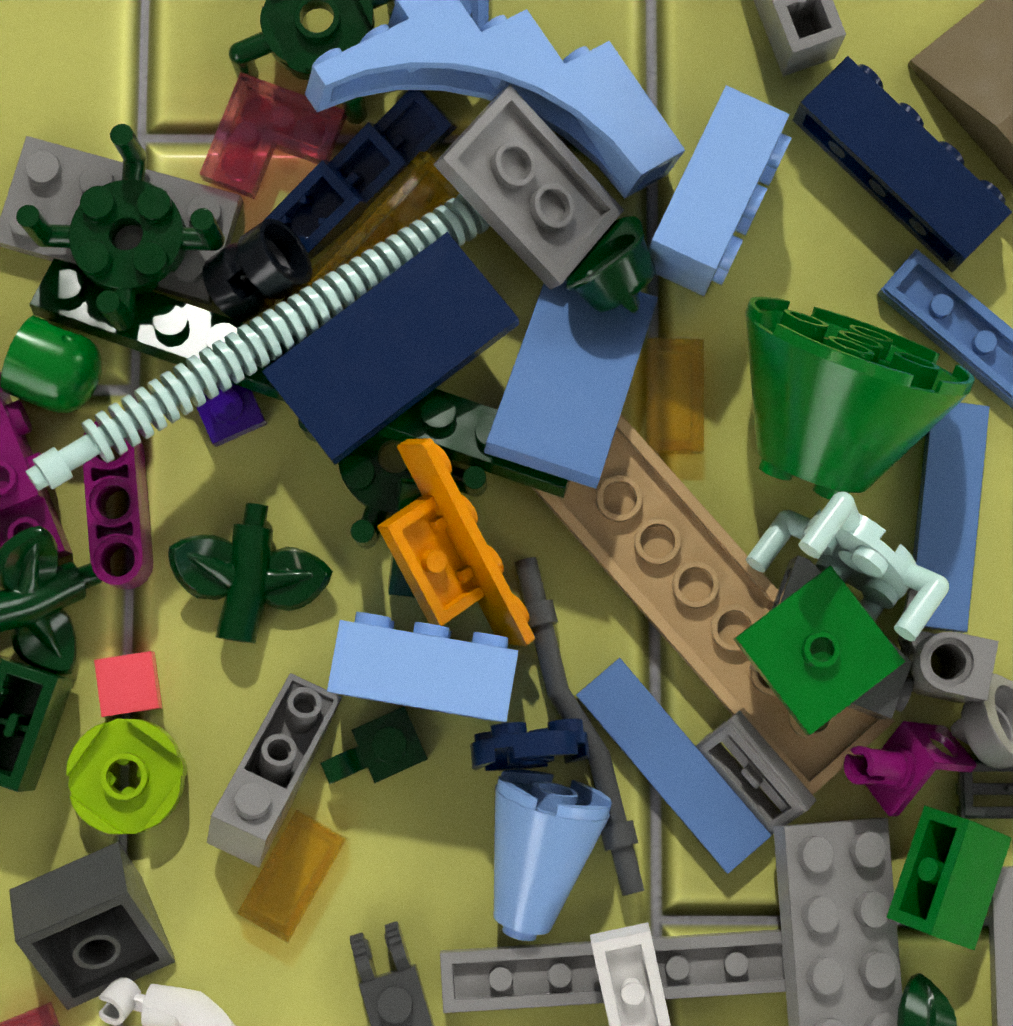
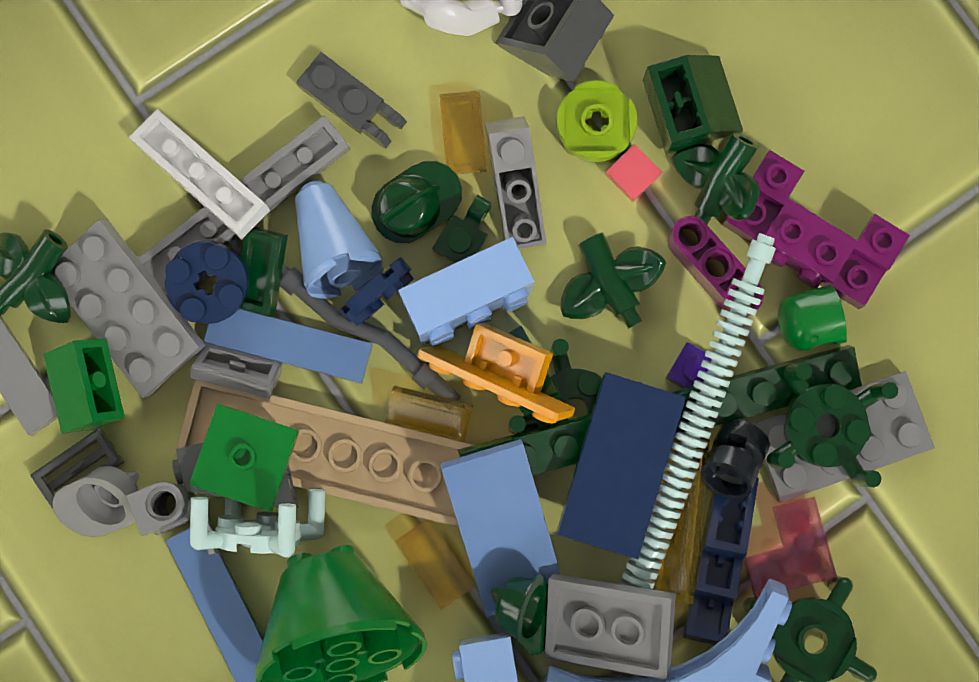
camera: 140 degrees right, 0 degrees up
(406, 829) = (416, 201): none -> dark green piece
(566, 566) = (428, 413): none -> clear yellow tile
(649, 871) = (264, 258): none -> dark green tile
(694, 918) = (216, 260): none -> dark blue plate
(905, 763) = (151, 435): magenta bracket -> none

